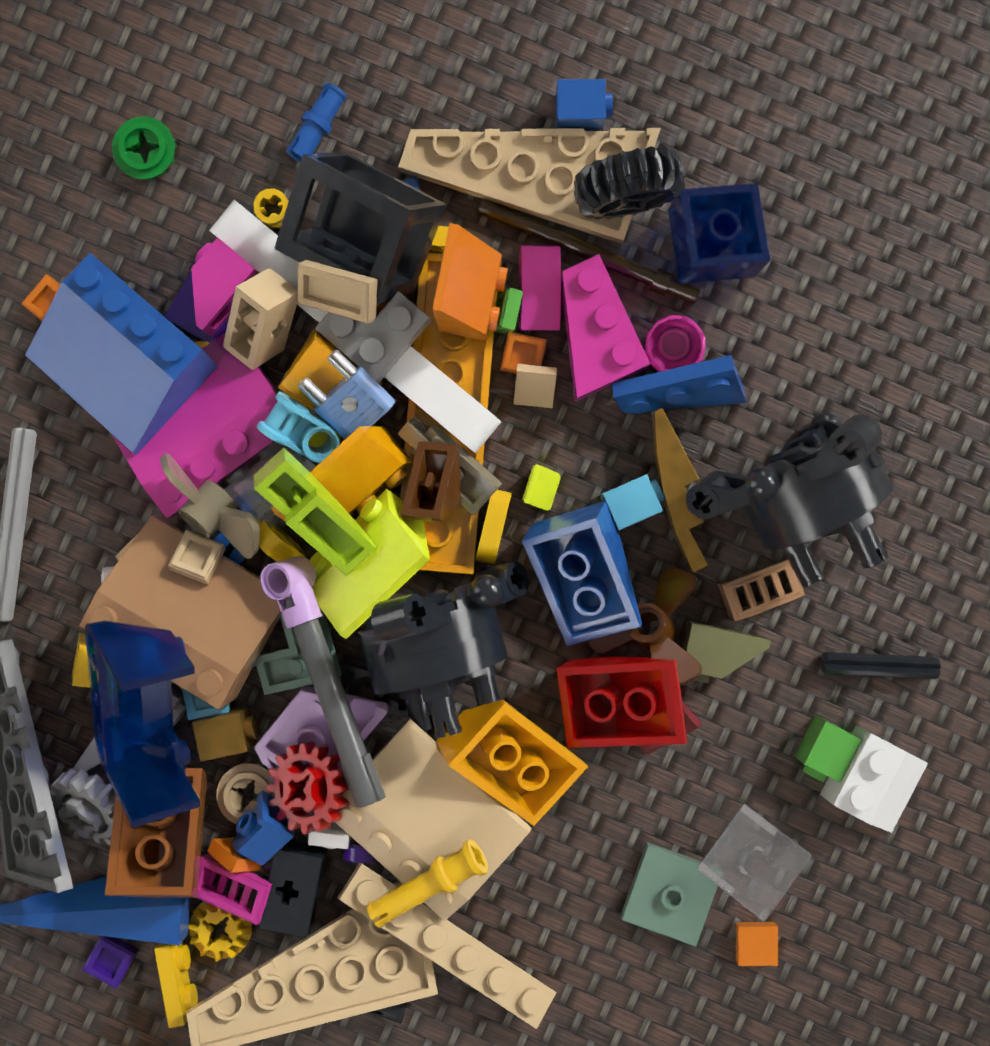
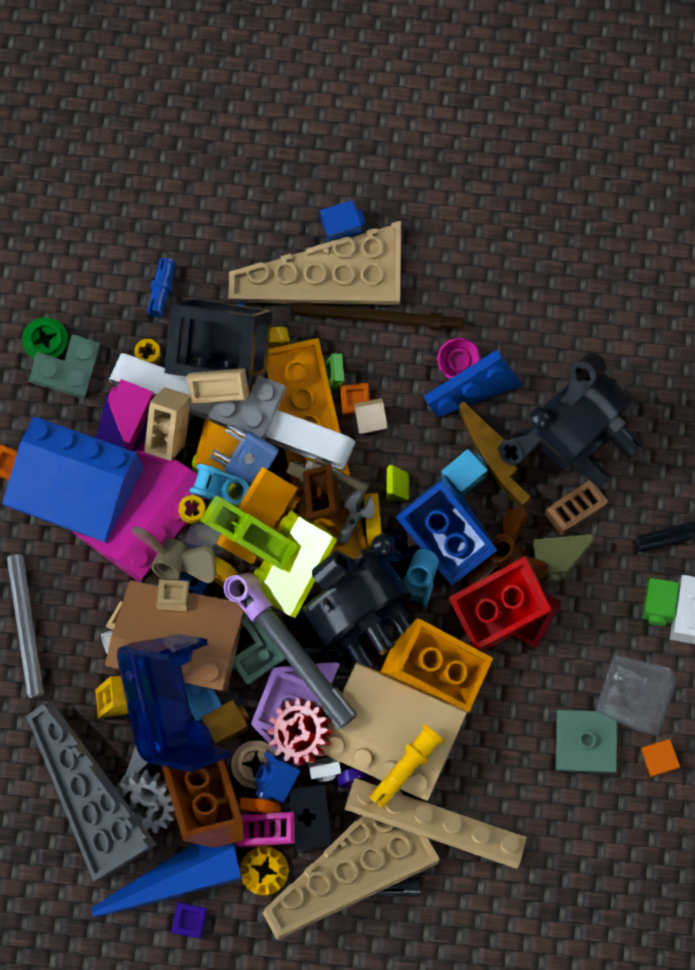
camera: 20 degrees left, 15 degrees down
(164, 207) = (70, 374): none -> sand green plate
(177, 991) = (239, 901): yellow plate -> none
(242, 445) = (200, 509): none -> yellow bush
(468, 286) = (306, 359): orange slope -> none
(469, 520) = (354, 515): none -> light grey bar
(530, 624) = (421, 576): none -> medium azure piece
(541, 287) = (351, 343): dark pink slope -> none
(598, 330) = (402, 365): dark pink wedge -> none
(629, 183) = (391, 261): black gear -> none
(718, 233) = (463, 277): clear blue brick -> none

